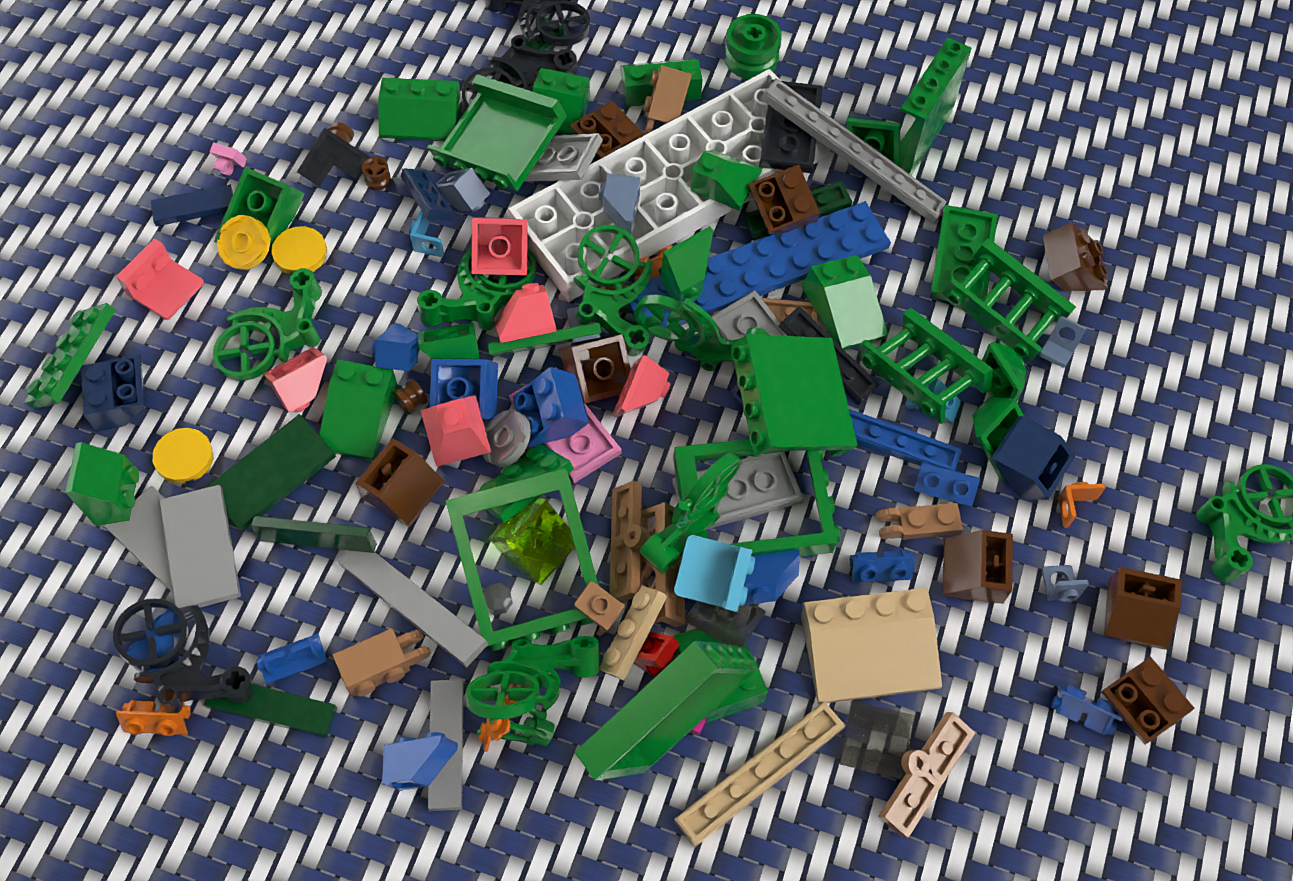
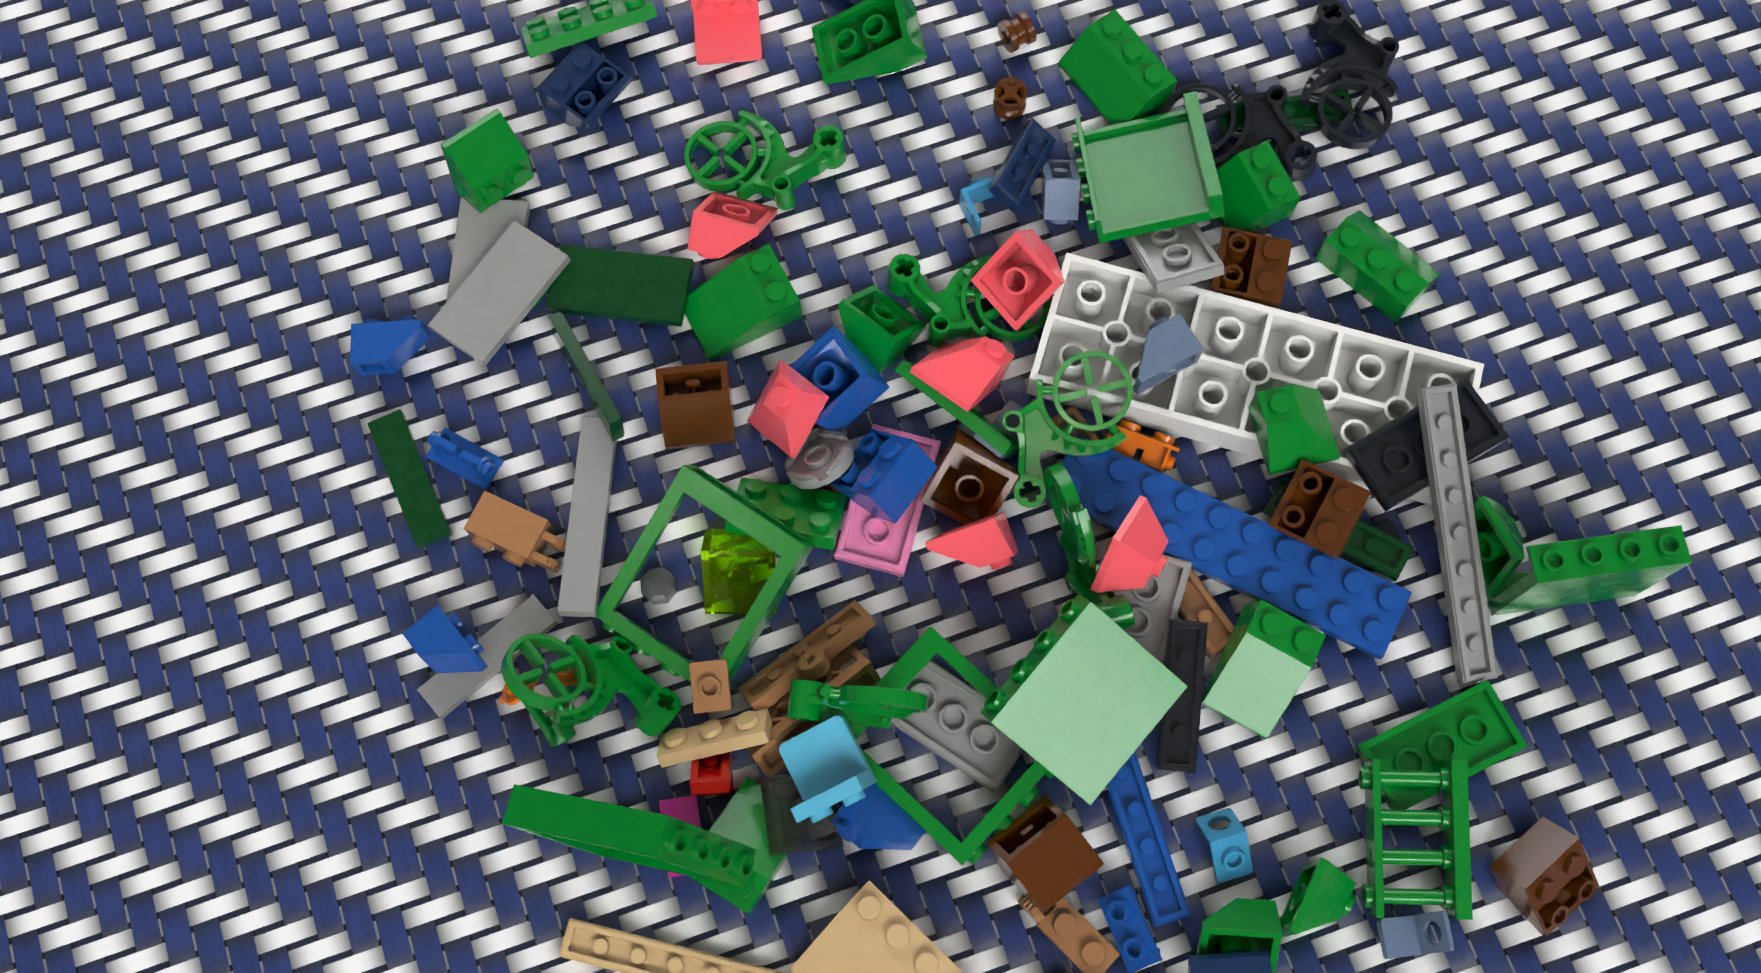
camera: 55 degrees right, 10 degrees up
(140, 718) = (330, 405): orange hinge -> none
(183, 455) = (578, 199): yellow tile -> none
(183, 678) = (369, 387): black piece -> none
(243, 242) = (827, 54): yellow tile -> none
(299, 249) = (866, 107): yellow tile -> none
(331, 151) = (989, 38): black tile -> none
(396, 348) = (823, 284): blue slope -> none
(410, 396) = (794, 337): reddish brown wheel -> none
(667, 96) = (1348, 291): medium nougat hinge -> none
(686, 266) = (1147, 475): green slope -> none
(726, 305) = (1133, 552): none -> coral slope
(752, 45) = (1509, 322): green wheel -> none
(866, 493) = (1044, 854): none -> reddish brown slope
(889, 567) = (971, 915): blue hinge -> none
(935, 343) = (1288, 795): green fence -> none

